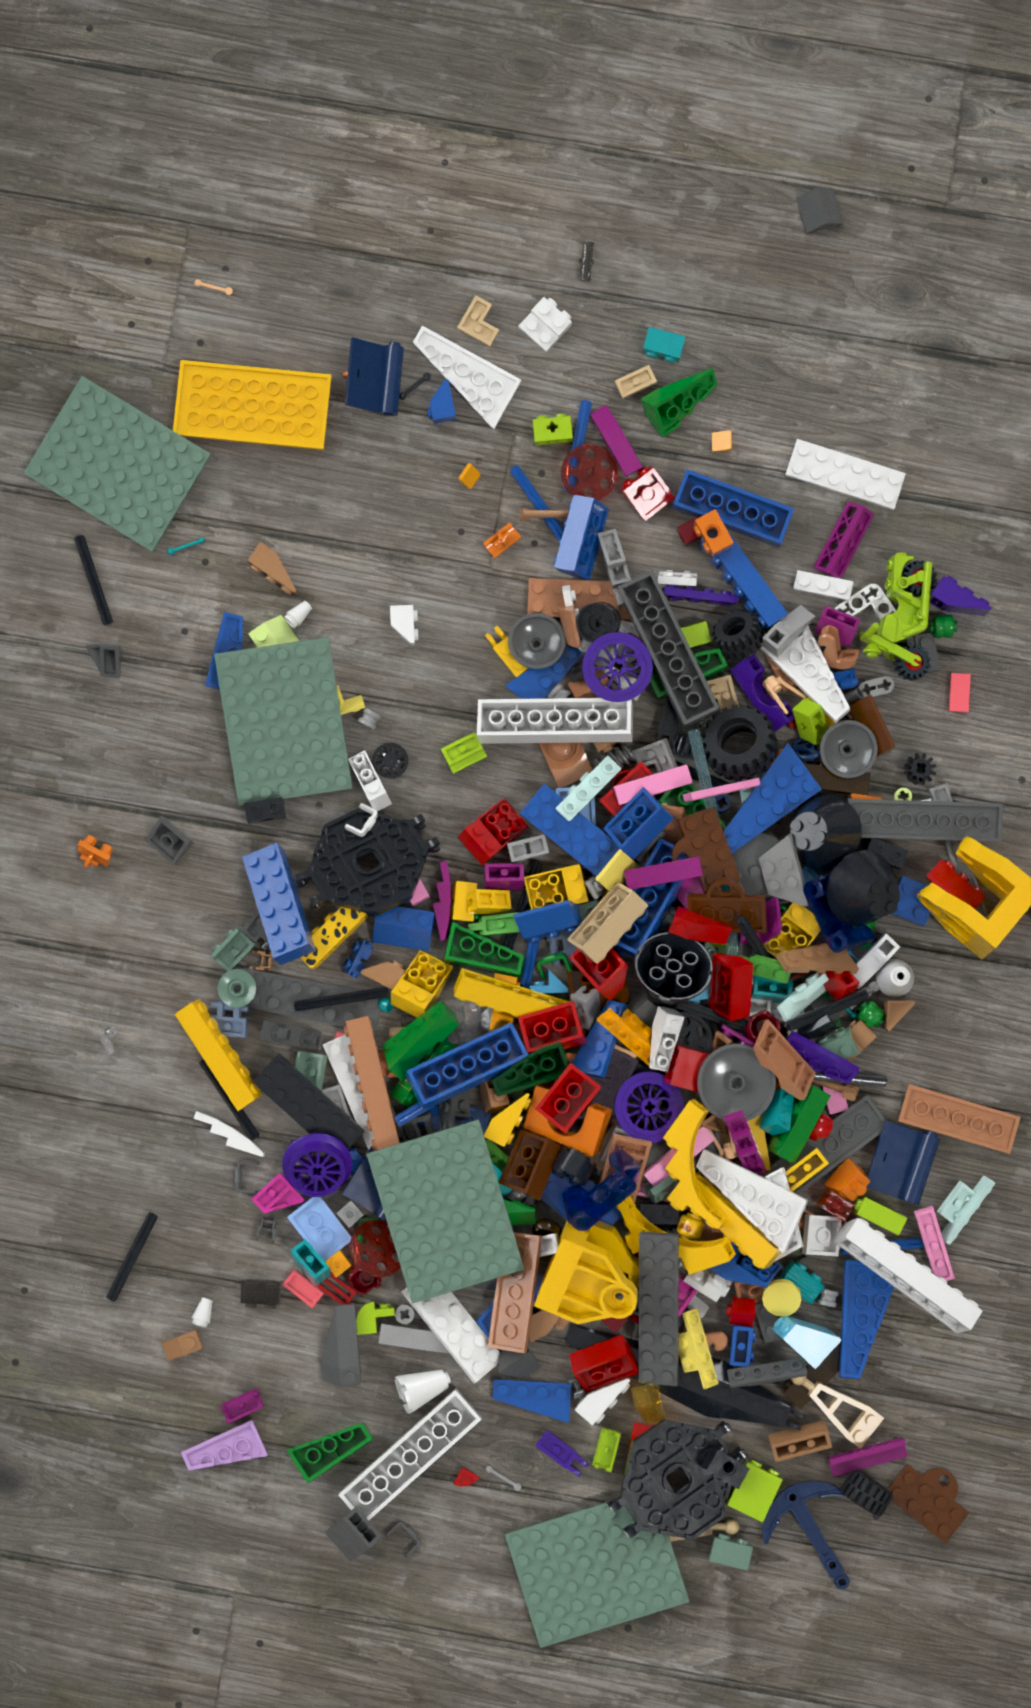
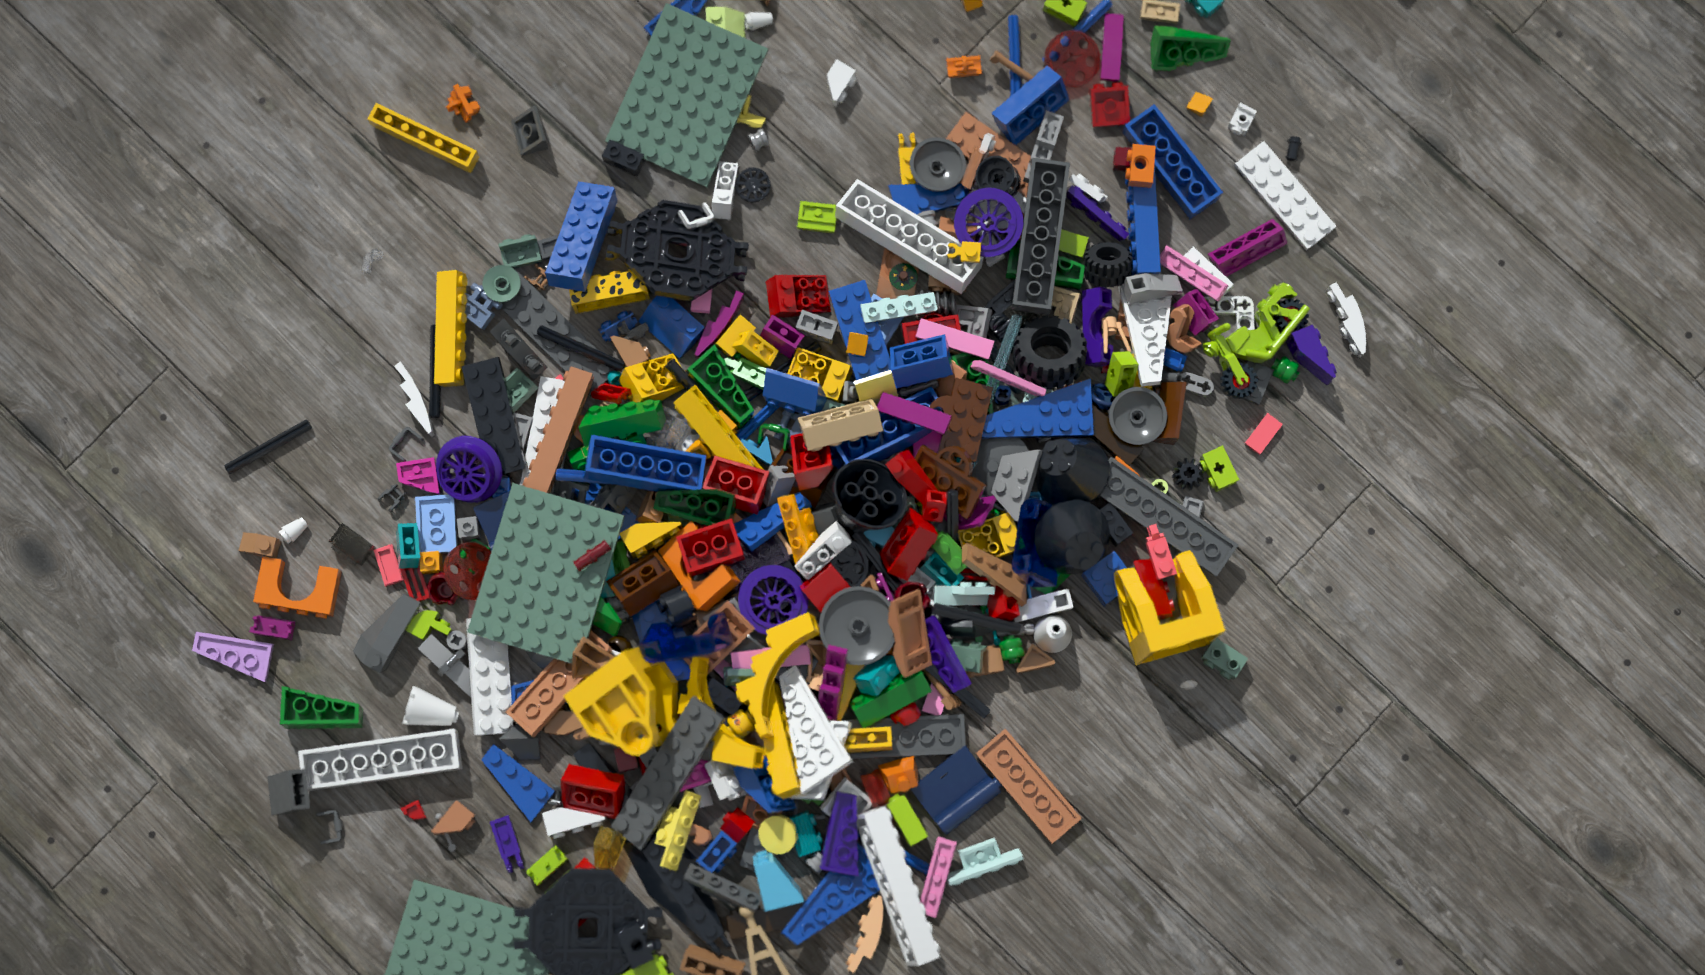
camera: 30 degrees right, 5 degrees down
(82, 906) = (423, 138): none -> yellow brick
(221, 1379) = (320, 601): none -> orange arch
(377, 954) = (636, 332): none -> clear smoke bracket
(393, 1023) = (611, 393): none -> red tile
(414, 1336) = (450, 662): none -> dark grey piece
(443, 966) = (680, 375): none -> black pin
(476, 1171) = (592, 555): none -> dark red pin
(505, 1464) = (454, 820): none -> nougat slope
(531, 1258) = (588, 658): none -> medium nougat slope
(571, 757) = (903, 276): none -> piece
(575, 844) = (857, 344): none -> light orange slope
(617, 703) = (969, 251): none -> yellow plate
(732, 939) = (934, 506): none -> red brick
(766, 441) = (1244, 112): none -> white brick
(813, 594) = (1193, 273): none -> bright pink tile
(826, 429) = (1293, 148): none -> black pin
(839, 1272) = (841, 839): none -> dark purple wing
(907, 1321) = (871, 926): none -> light nougat slope
(942, 854) = (1159, 553): none -> coral hinge
(953, 747) = (1218, 458): none -> lime brick
(976, 551) = (1353, 324): none -> white slope

